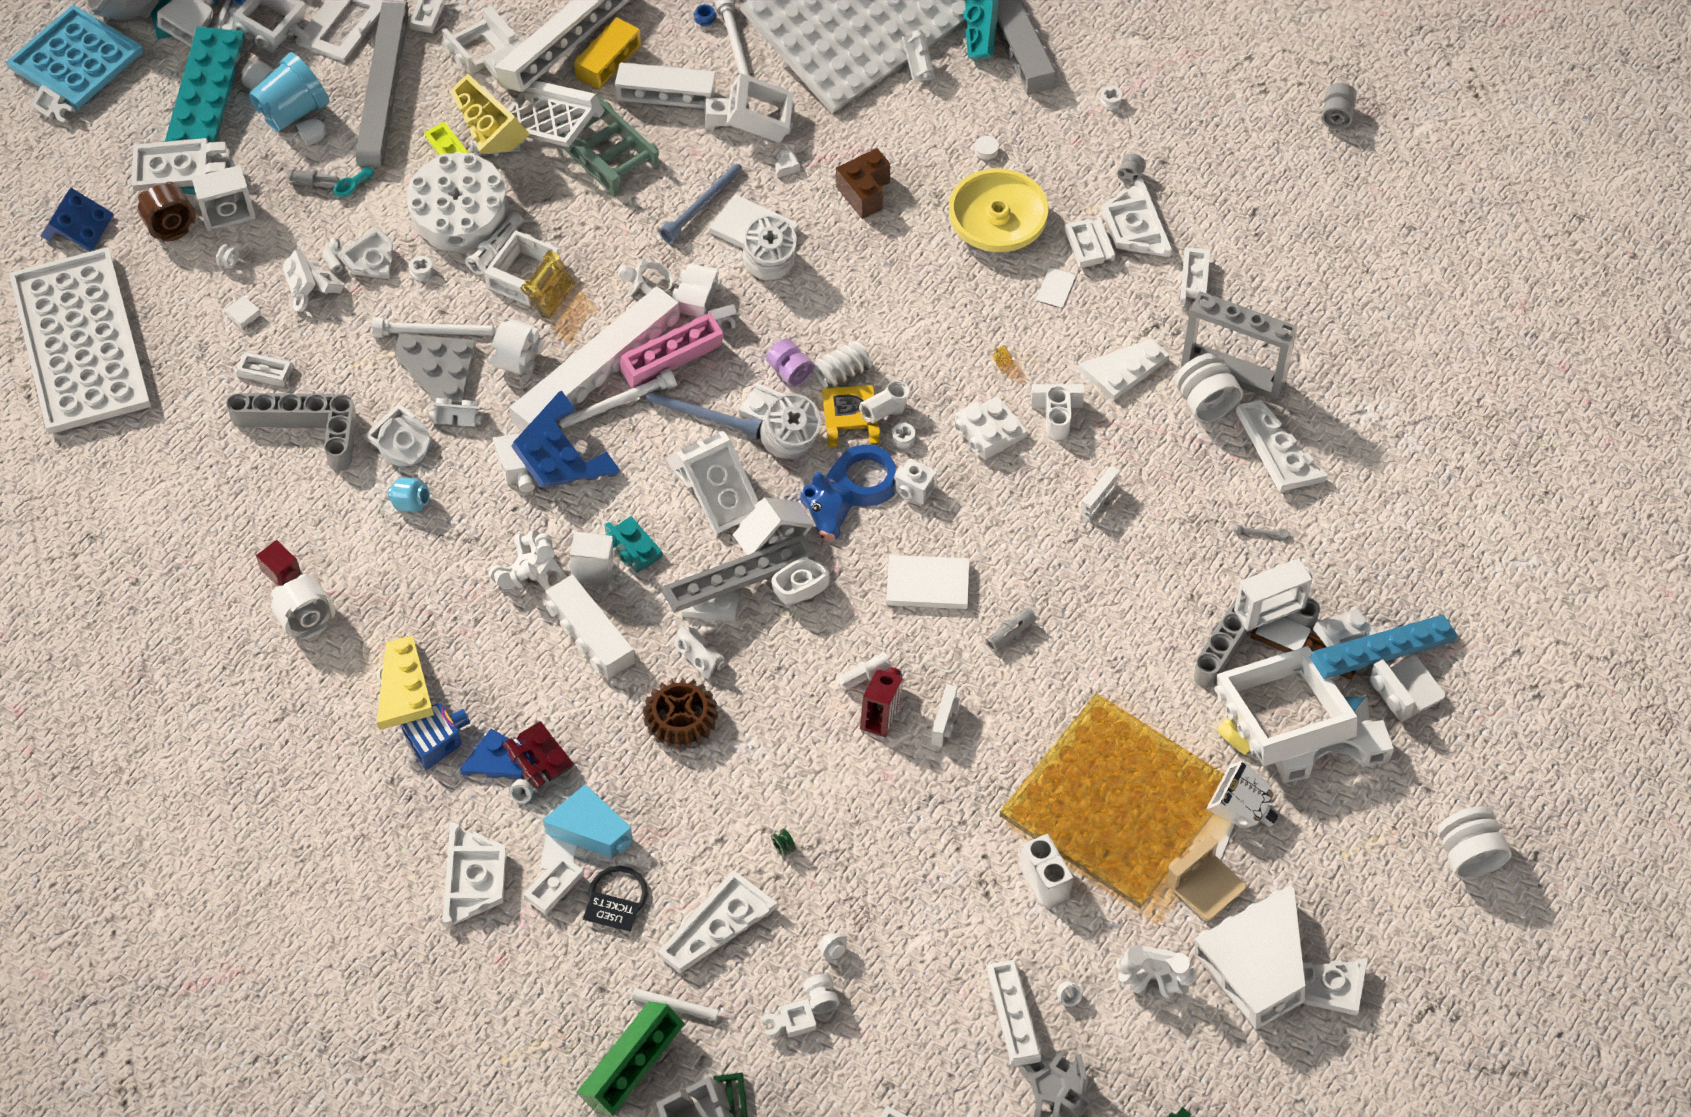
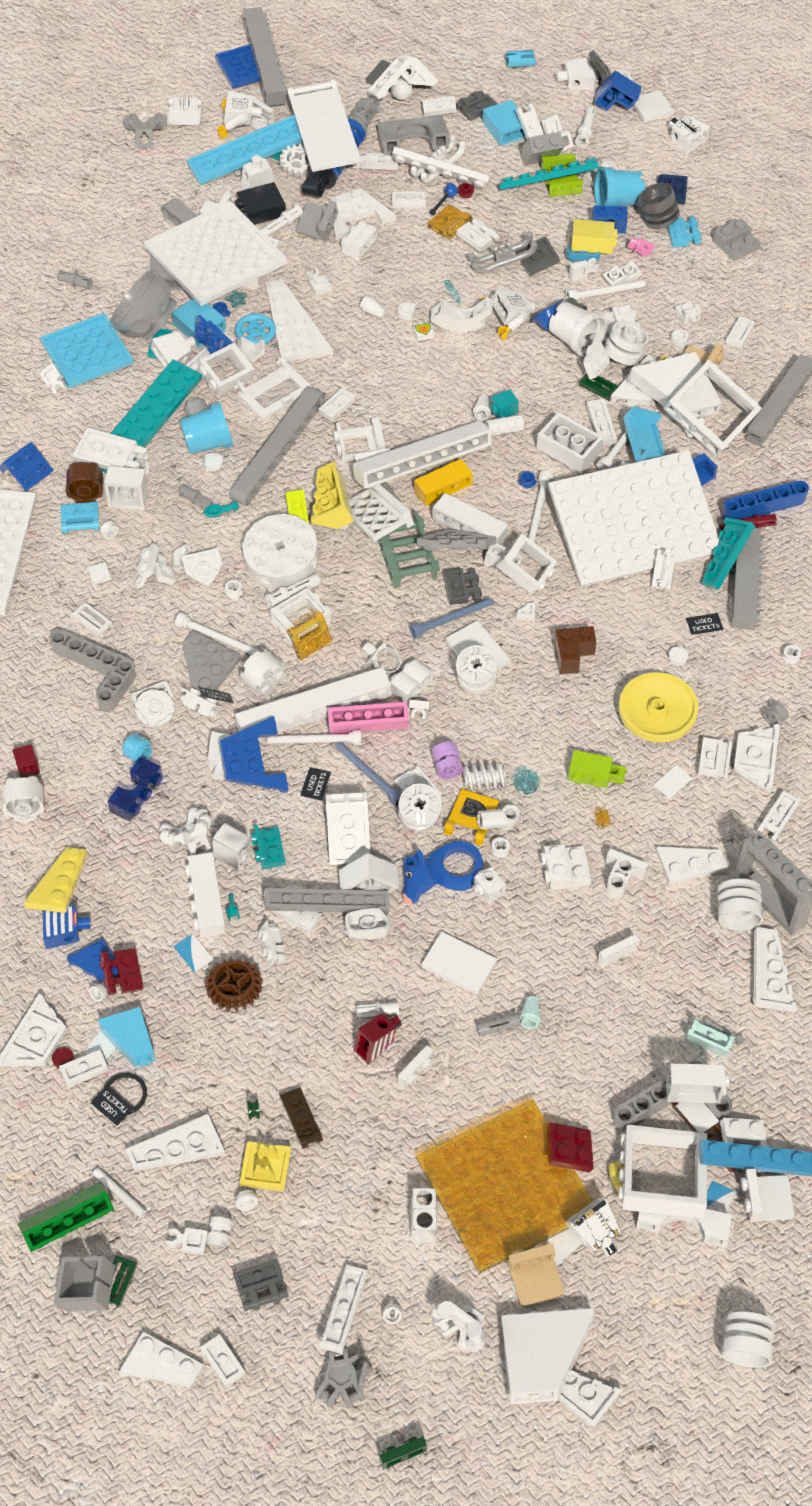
camera: 25 degrees right, 0 degrees up
(179, 255) = (80, 516): none -> medium azure plate
(433, 561) = (129, 802): none -> clear blue arch
(471, 396) = (216, 695): none -> black sticker
(518, 883) = (62, 1056): none -> dark red piece
(608, 700) = (193, 953): none -> sticker
(629, 631) = (232, 910): none -> teal hand
(646, 451) = (315, 783): none -> black sticker
(664, 110) = (455, 540): none -> light grey plate
(691, 167) = (456, 586): none -> dark grey plate
(833, 899) = (265, 1166): none -> light yellow plate
(842, 828) = (300, 1117): none -> dark brown plate
(894, 350) = (526, 782): none -> clear light blue gear
(897, 1023) = (259, 1278): none -> dark grey plate
(963, 307) = (595, 770): none -> lime brick
(995, 101) = (704, 623): none -> black sticker
(1040, 601) = (530, 1013): none -> light aqua cone
(1166, 726) = (569, 1147): none -> dark red plate
(1253, 546) = (710, 1038): none -> light aqua hinge

